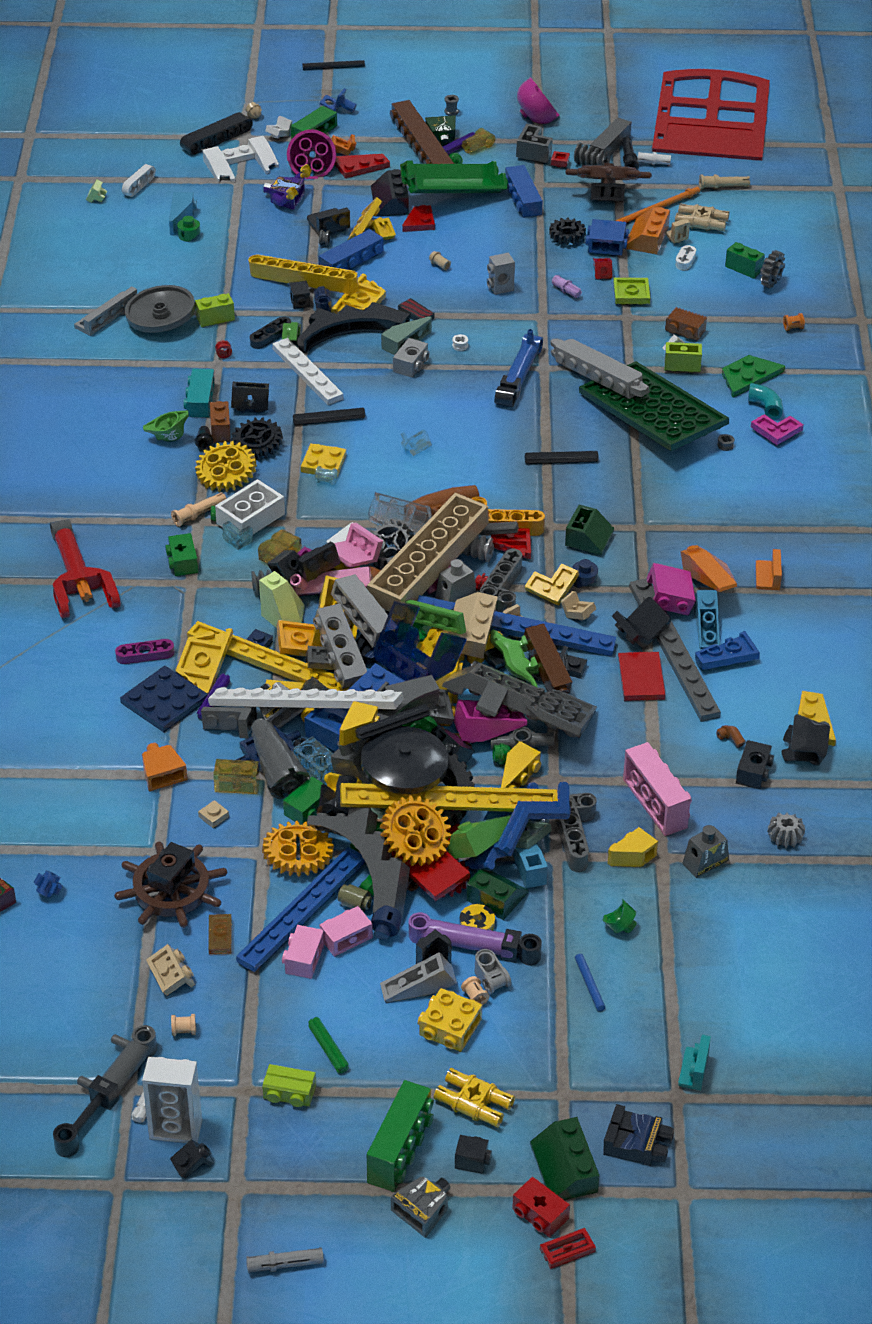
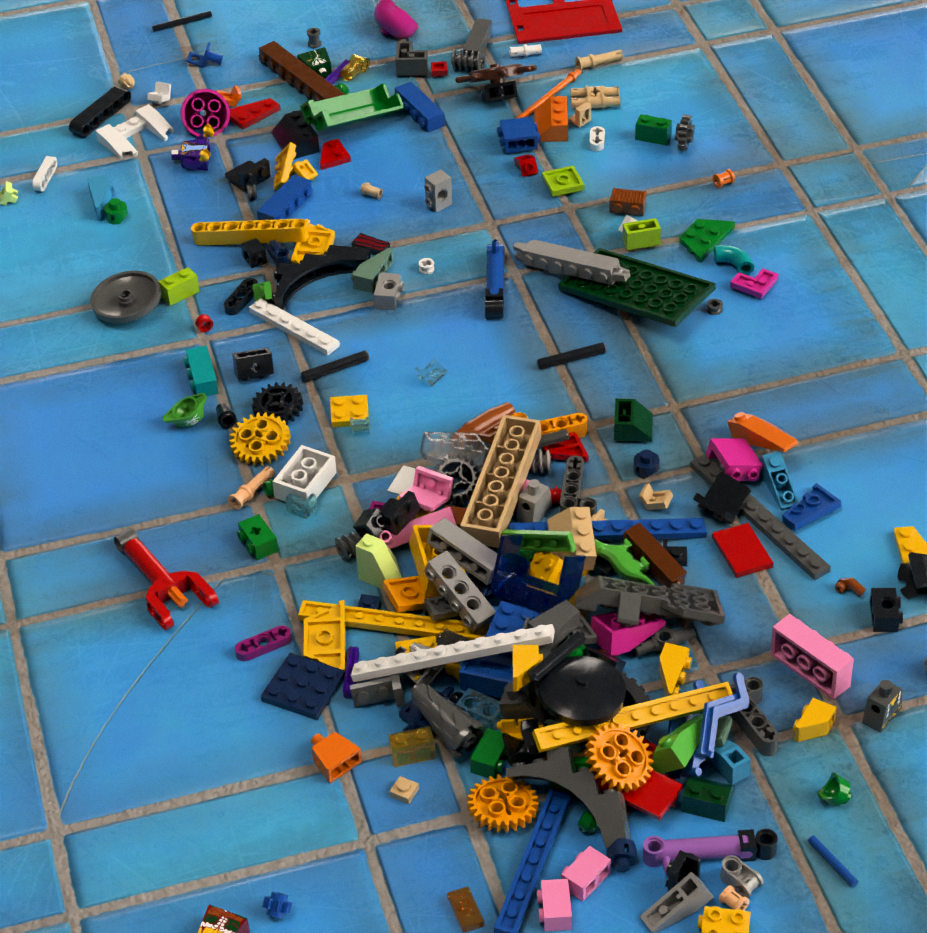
camera: 15 degrees left, 0 degrees up
(105, 313) = (71, 311): light grey fence -> none
(169, 875) = (396, 866): reddish brown brick -> none
(220, 421) = (234, 395): dark orange brick -> none
(278, 543) = (348, 508): clear yellow brick -> none
(321, 119) = (195, 78): green brick -> none
(354, 896) = (579, 837): olive brick -> none
(477, 912) = (701, 820): yellow piece -> none
(500, 753) = (650, 658): green plate -> none
(553, 588) = (624, 485): yellow plate -> none
(566, 286) = (501, 190): lavender axle -> none
(567, 231) = (478, 136): black gear -> none
(629, 158) = (503, 54): black pin -> none
(769, 572) = (812, 421): orange panel -> none

